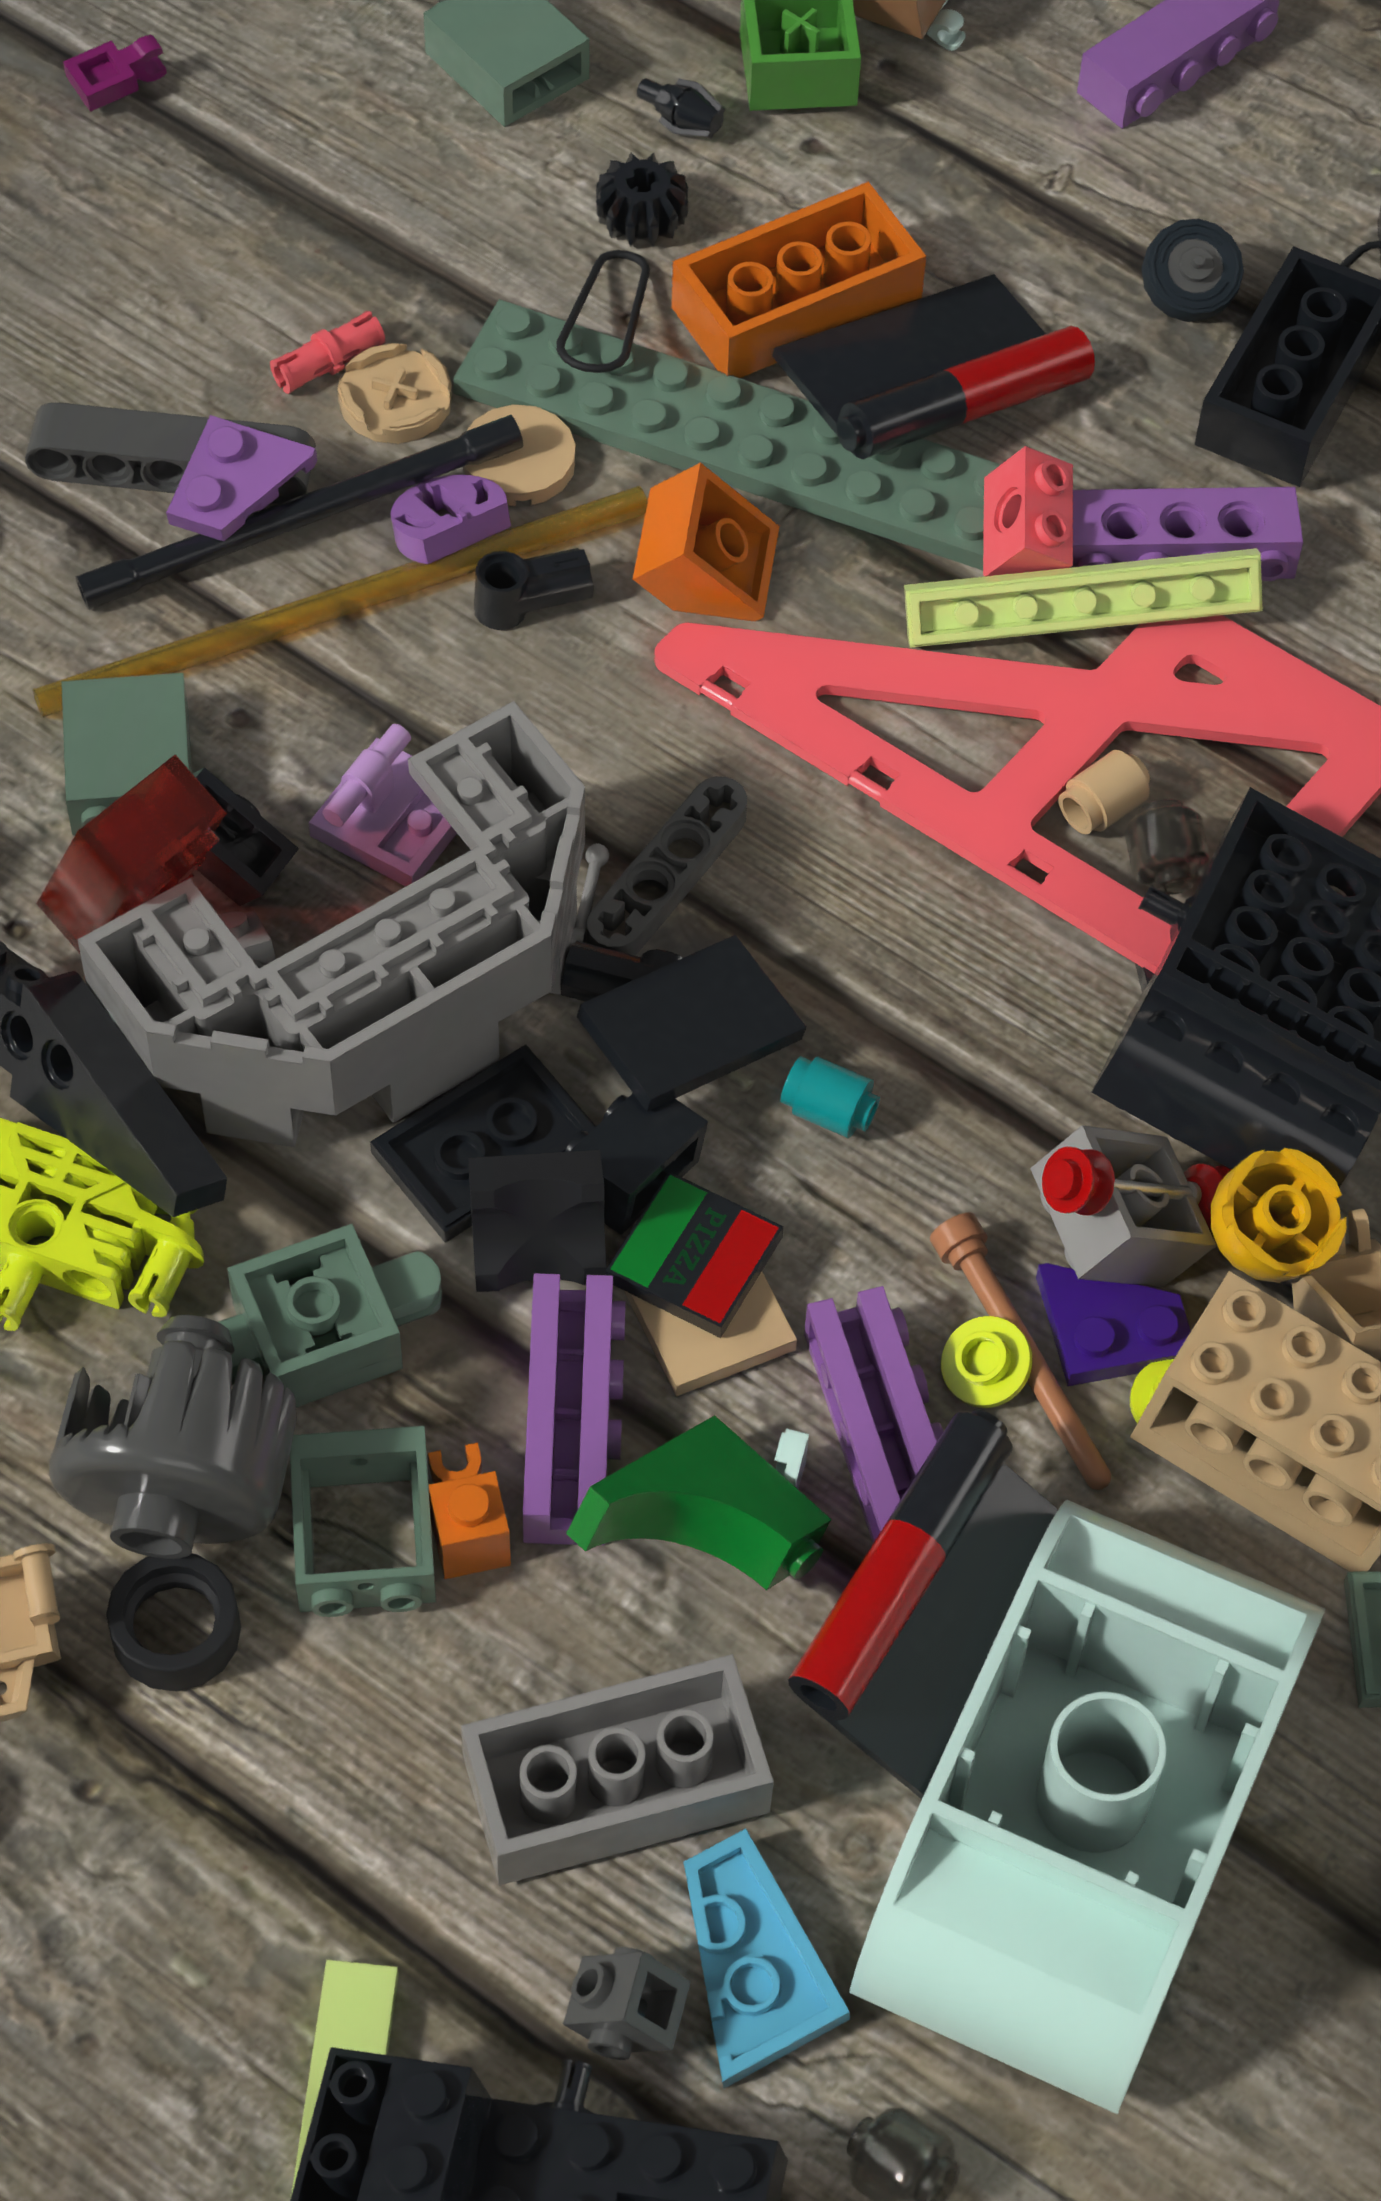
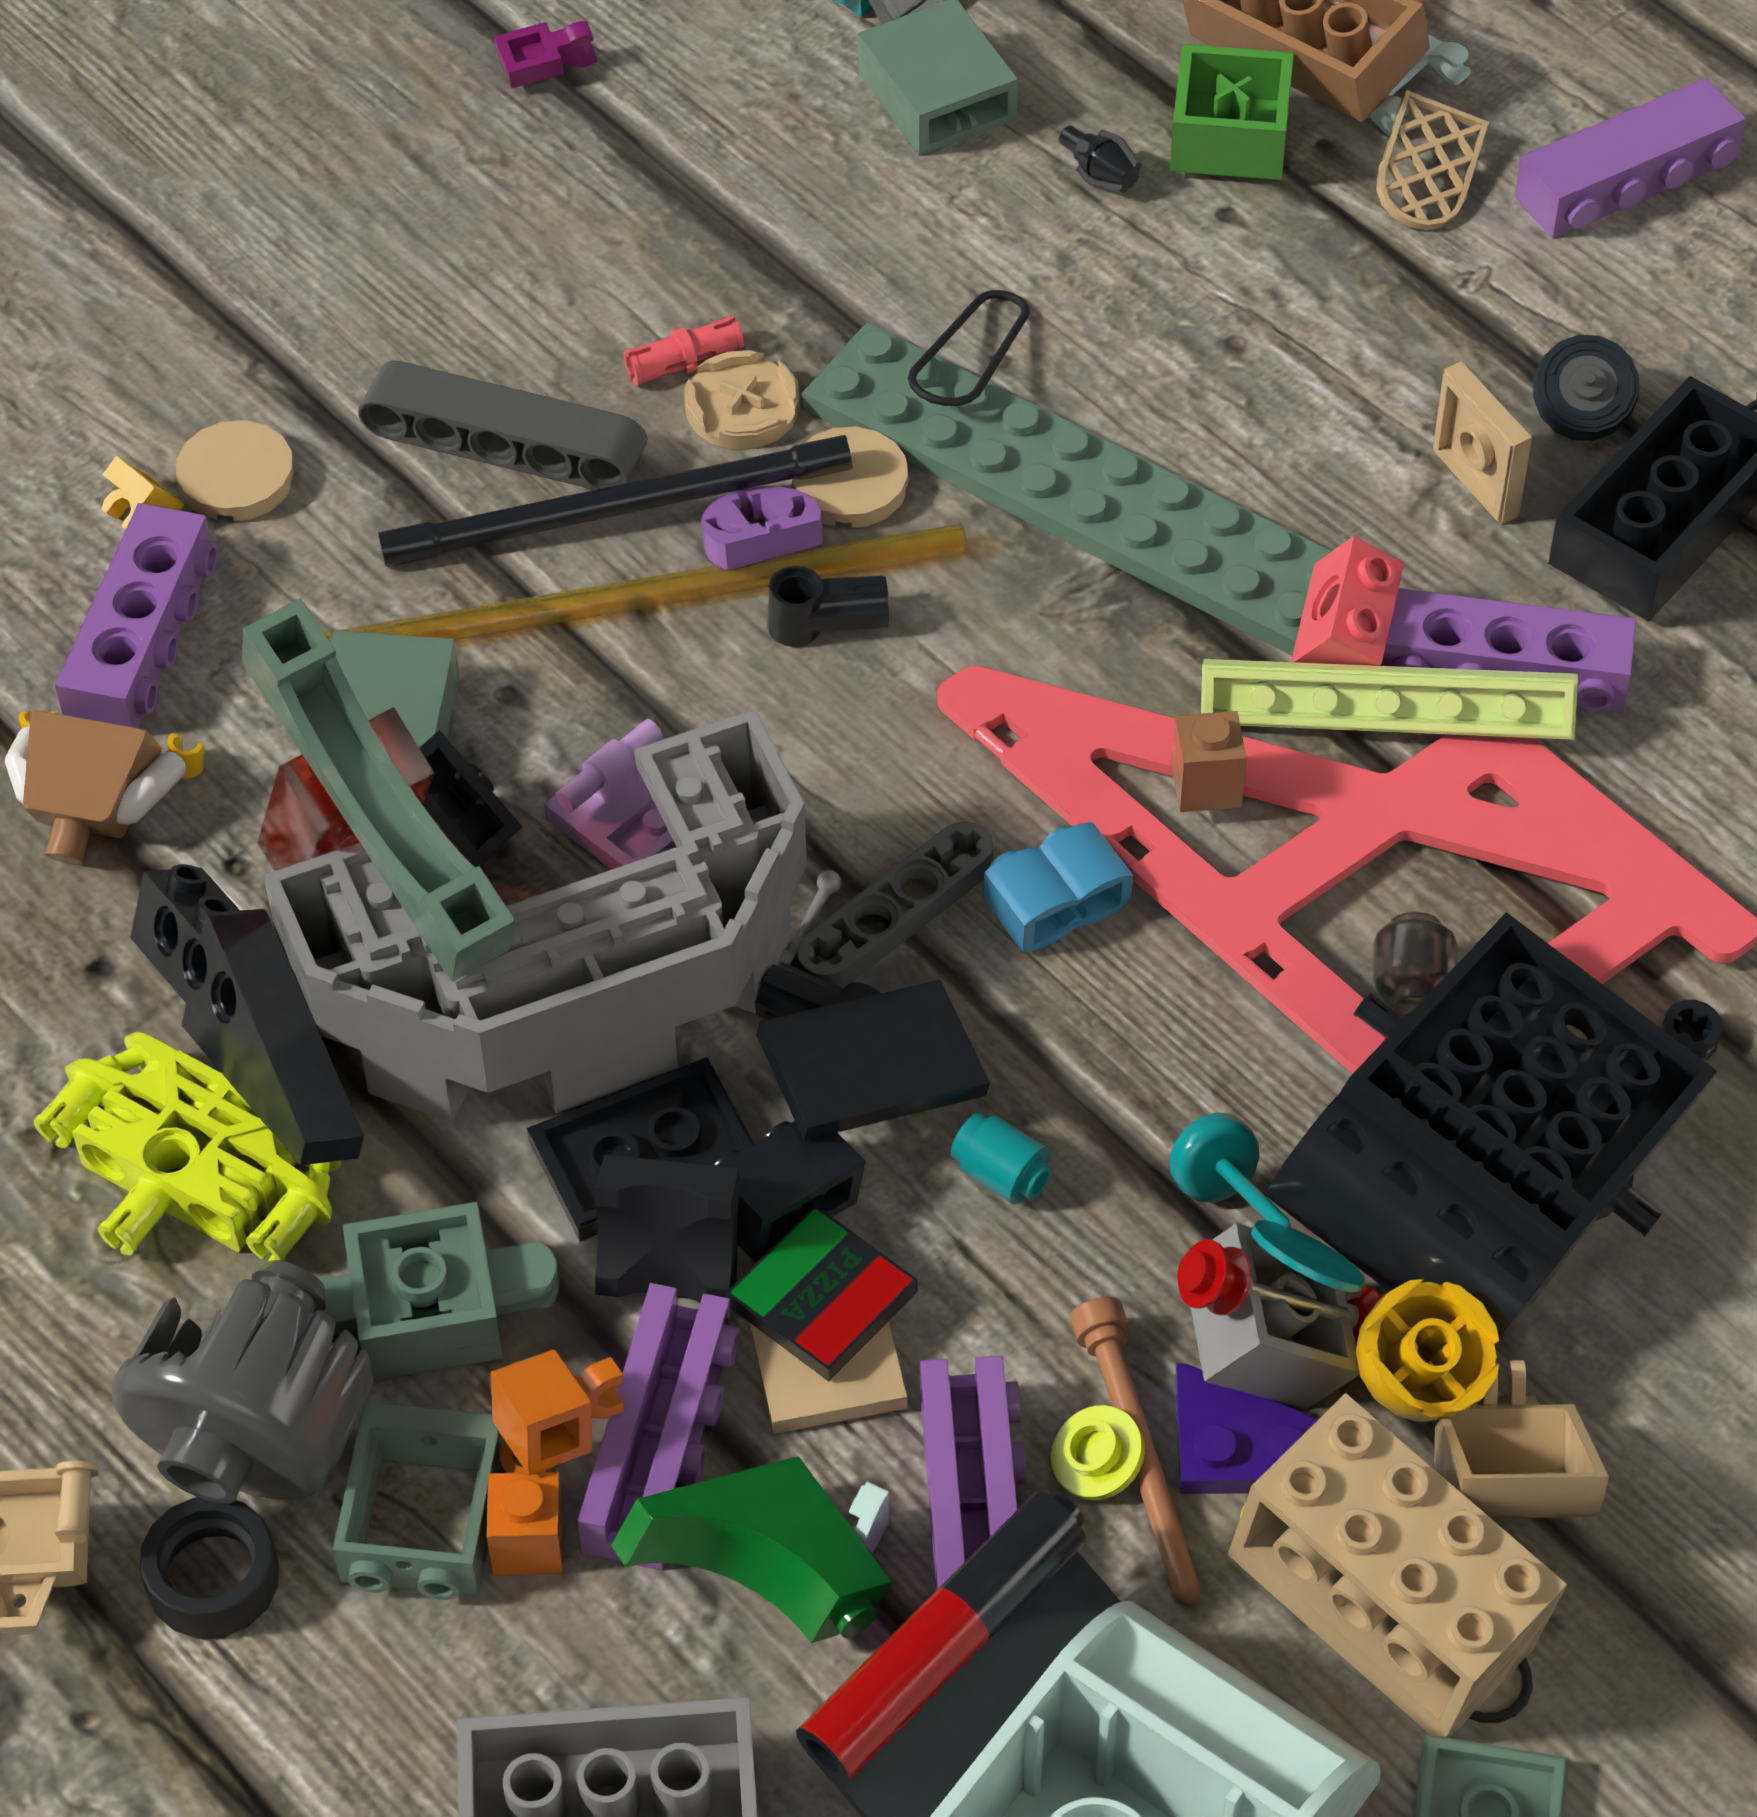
camera: 15 degrees right, 5 degrees down
(100, 758) = (431, 879): none -> sand green arch
(233, 476) = (551, 456): medium lavender wing -> none
(476, 1415) = (550, 1412): none -> orange brick
(642, 199) = (1035, 243): black gear -> none
(706, 547) = (1013, 594): orange slope -> none
(796, 279) = (1171, 344): orange brick -> none
(816, 825) = (1057, 886): none -> dark azure brick
(932, 366) = (1290, 446): black door -> none
(934, 684) = (1208, 761): none -> medium nougat brick
(1003, 21) = (1461, 188): none -> tan window
(1034, 1064) = (1216, 1161): none -> teal piece
(1105, 792) = (1364, 897): tan brick -> none
(1123, 335) = (1481, 443): none -> tan tile

